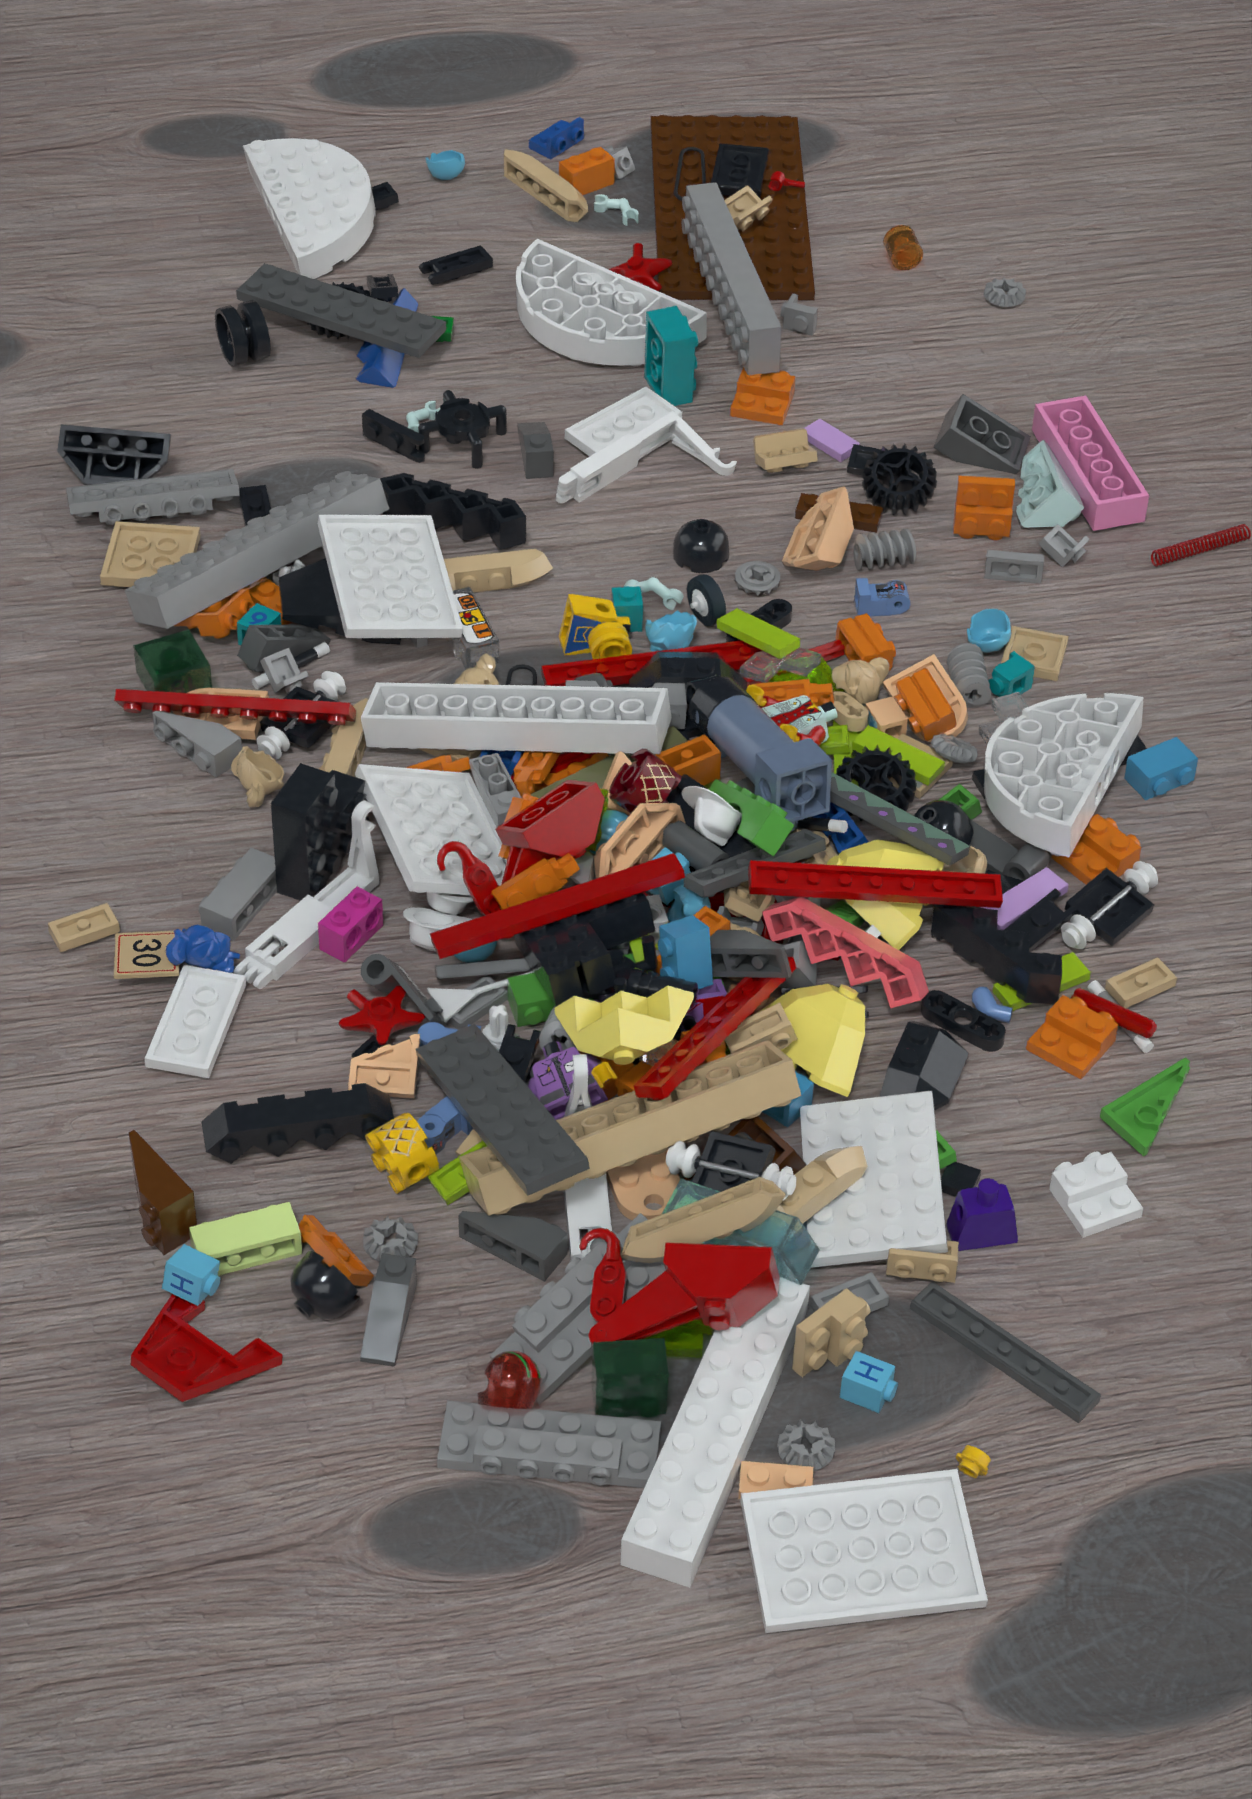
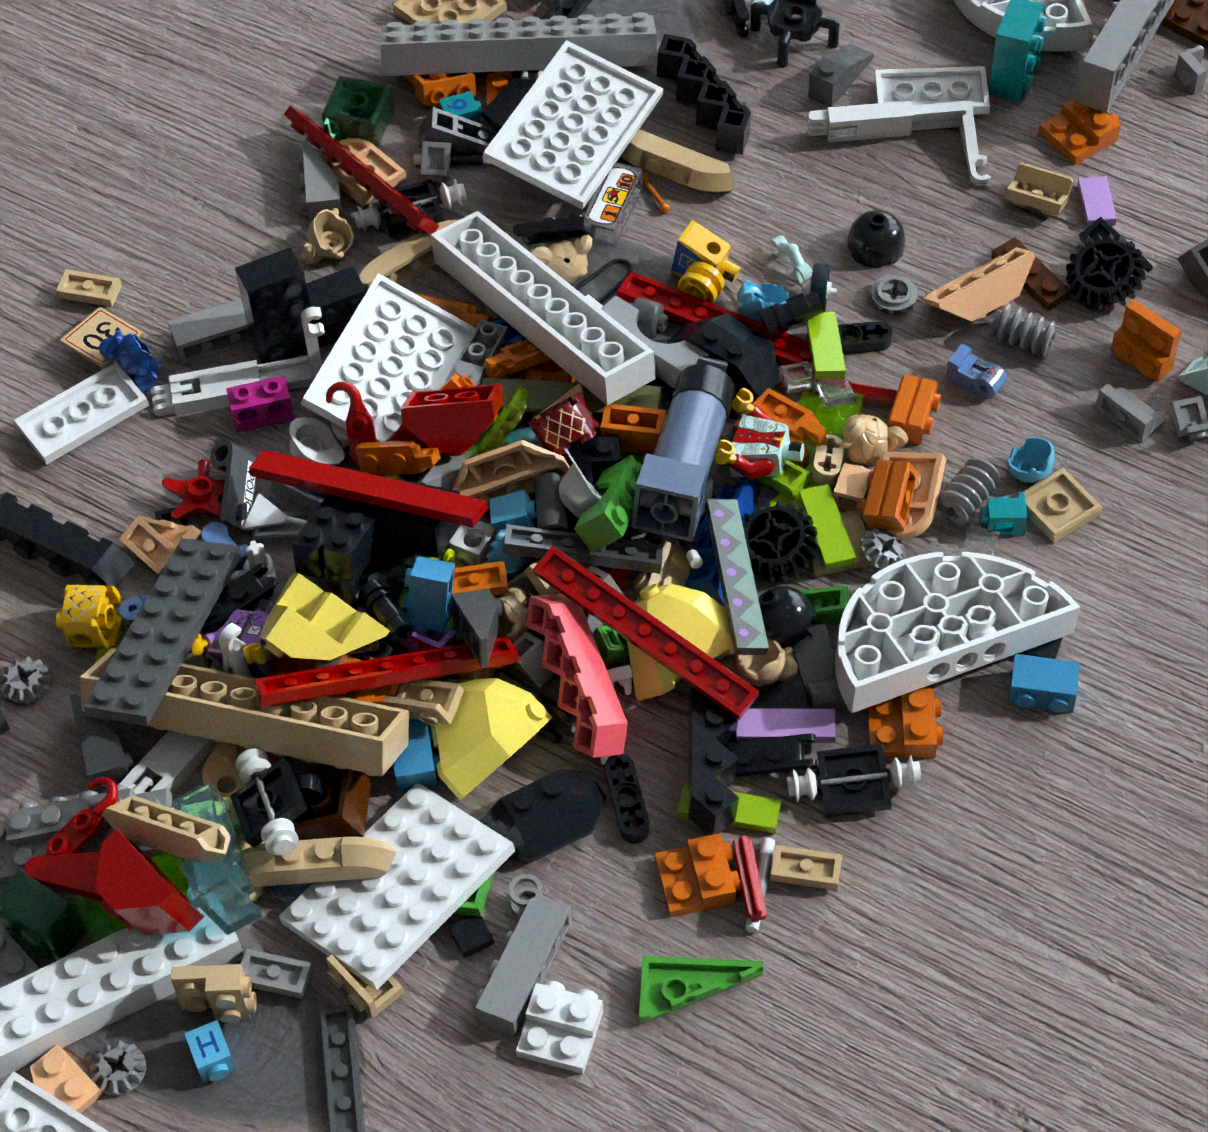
camera: 45 degrees right, 10 degrees up
(450, 666) = (554, 229): none -> black hinge
(507, 611) = (664, 206): none -> orange hinge
(629, 603) = (753, 258): teal brick -> none
(713, 619) = (793, 312): none -> black axle
(982, 1217) = (438, 978): dark purple torso -> none
(986, 1004) = (658, 799): medium blue arm -> none
(1020, 1164) = (525, 957): none -> light grey hinge

